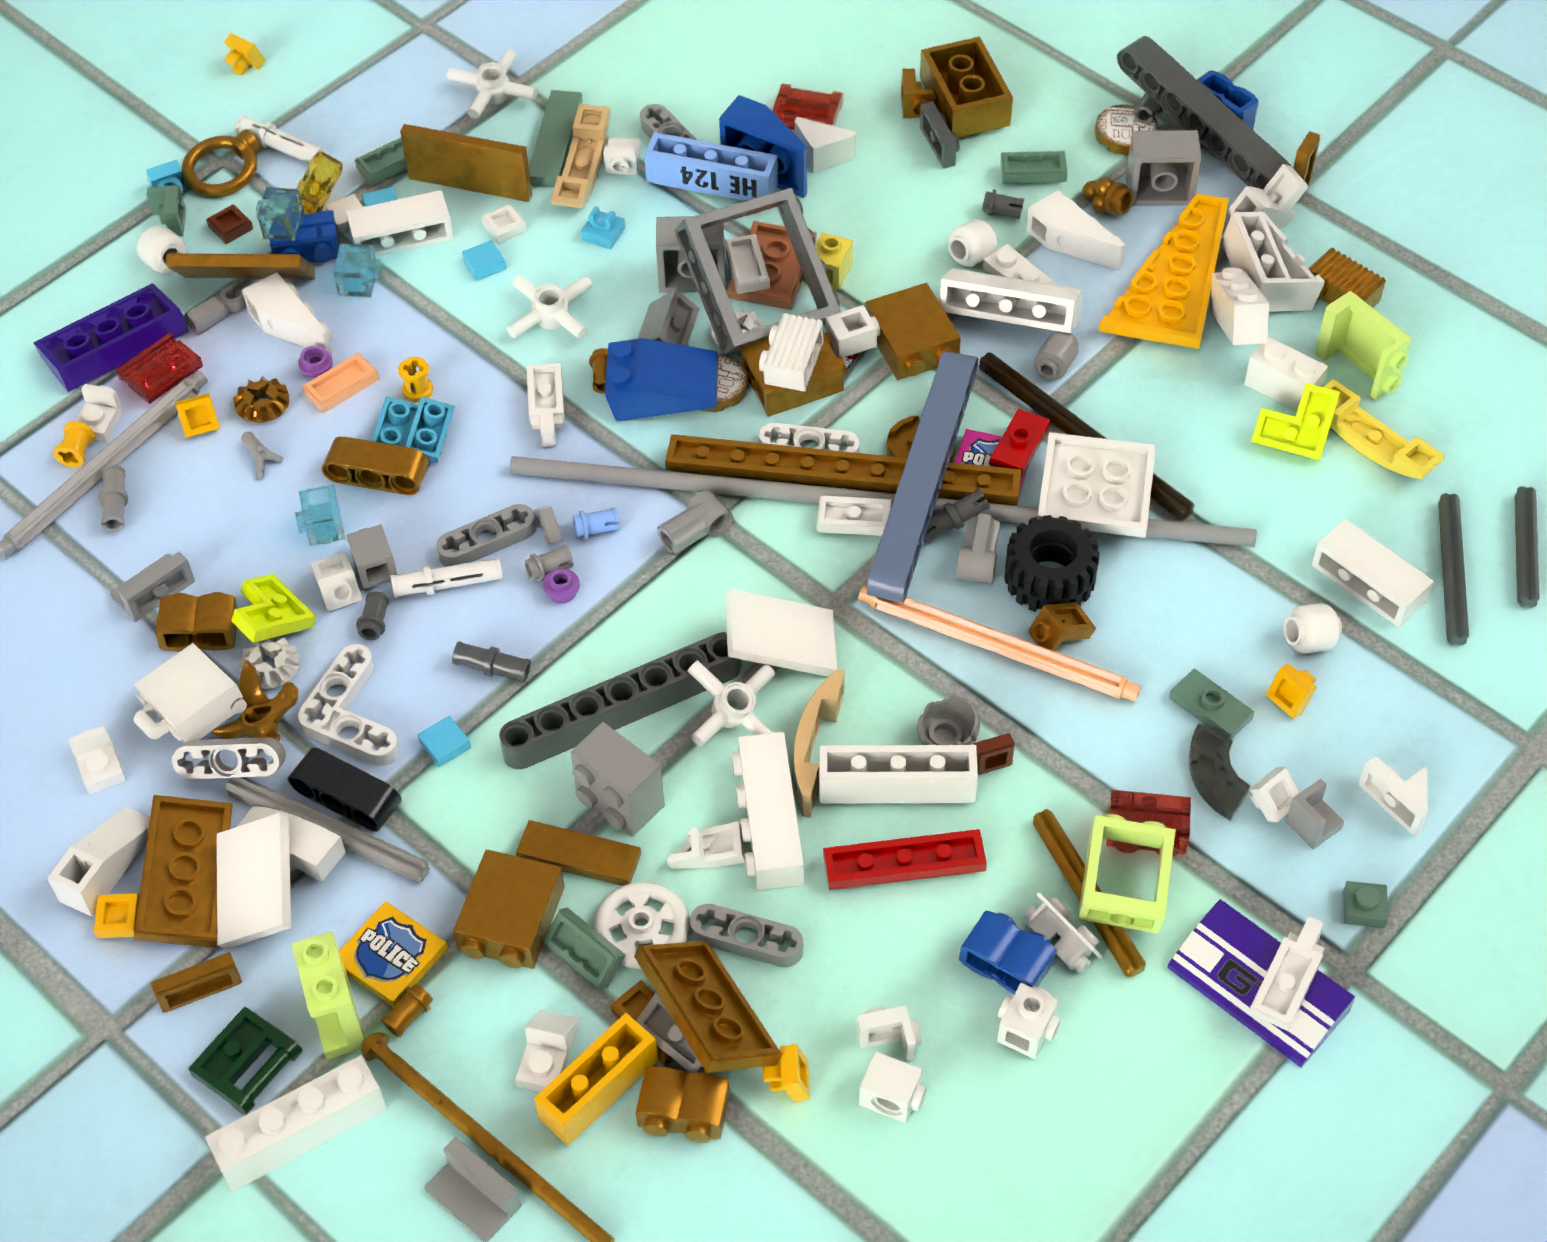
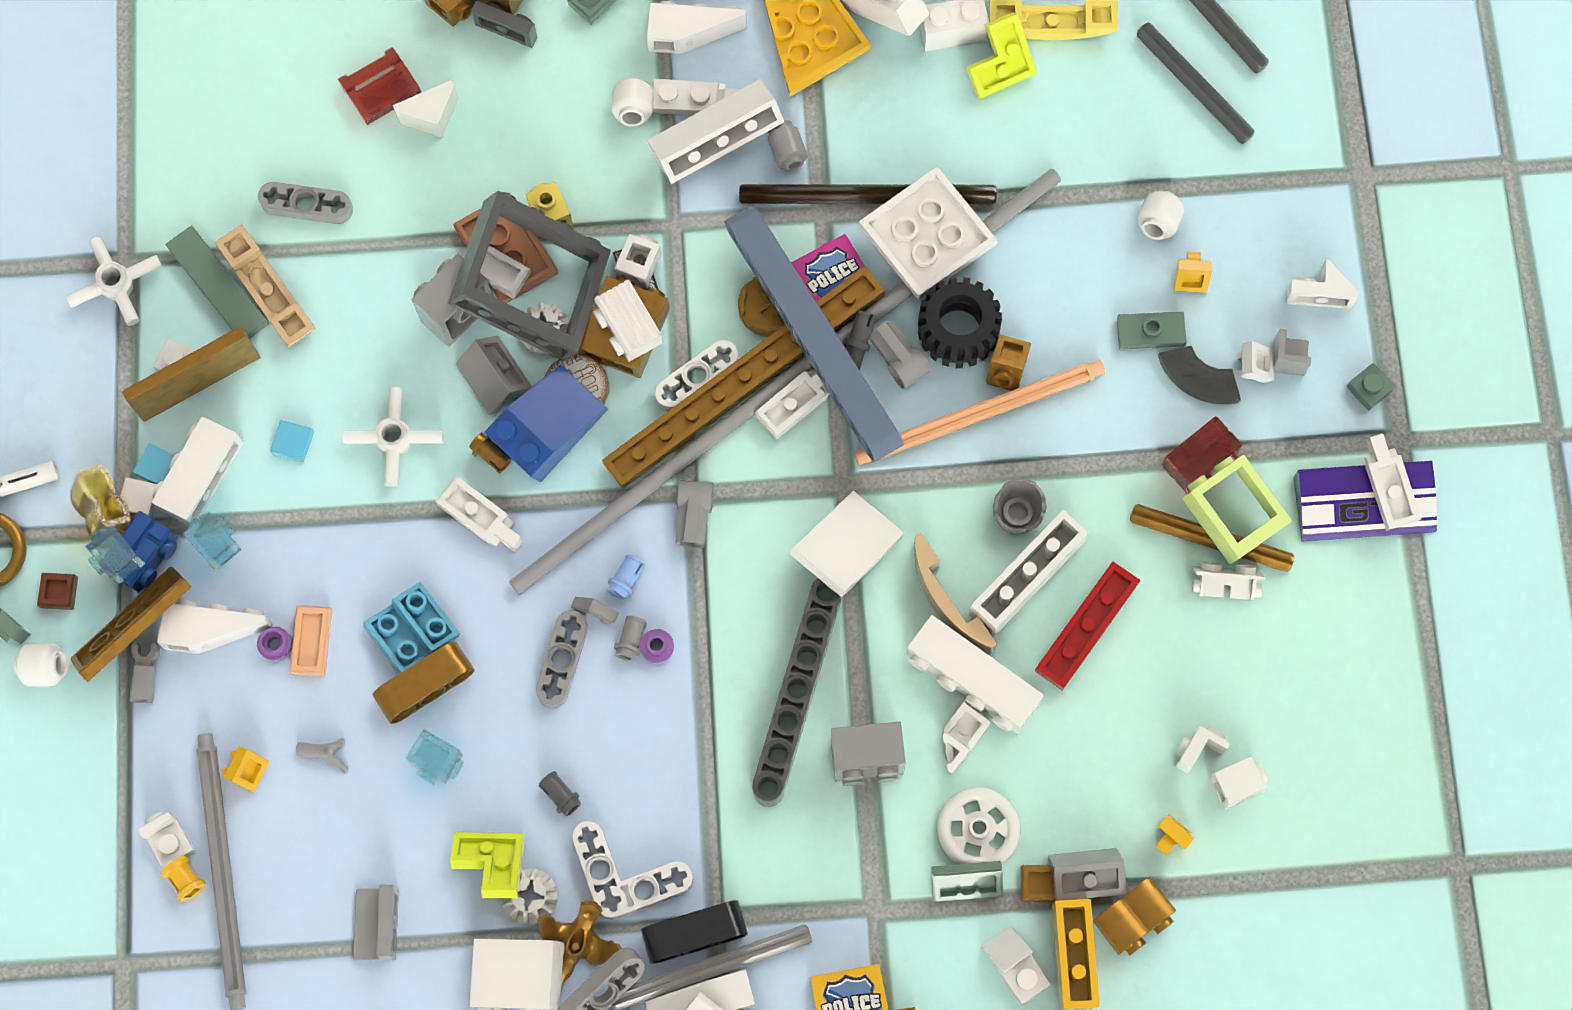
camera: 45 degrees left, 20 degrees up
(110, 336) = (92, 769): dark purple slope -> none
(113, 498) = (266, 889): light grey pin -> none
(159, 368) = (165, 759): clear red plate -> none
(196, 620) = (448, 918): pearl gold brick -> none
(264, 409) = (285, 716): pearl gold gear -> none
(336, 581) = (502, 793): white bracket -> none
(371, 556) = (510, 753): light grey brick -> none
(382, 162) = (114, 423): sand green plate -> none
(415, 378) = (363, 596): yellow bush -> none
(444, 741) = (713, 833): medium azure tile -> none
(446, 577) = (567, 729): white pin -> none
(491, 661) = (679, 747): dark grey pin -> none
(504, 223) = (268, 395): white tile -> none
(509, 909) = (894, 904): pearl gold brick -> none
(580, 853) = (887, 821): pearl gold tile -> none
(603, 228) = (348, 331): medium azure tile -> none
(622, 156) = (288, 254): white bracket -> none
(707, 1006) = (1089, 844): pearl gold tile -> none
(710, 167) = (378, 208): light blue brick -> none
(722, 713) = (864, 630): white bar -> none
(754, 950) = (1075, 766): light grey beam -> none
(757, 128) = (399, 155): blue slope -> none
(912, 330) = (673, 216): pearl gold brick -> none
(994, 753) = (1065, 497): copper tile -> none
(1002, 204) = (614, 46): dark grey pin -> none
(1006, 953) = (1213, 627): blue brick -> none
(1020, 441) = (839, 242): red plate -> none
(1028, 1020) = (1271, 660): white brick -> none
(1372, 573) = (1155, 135): white brick -> none

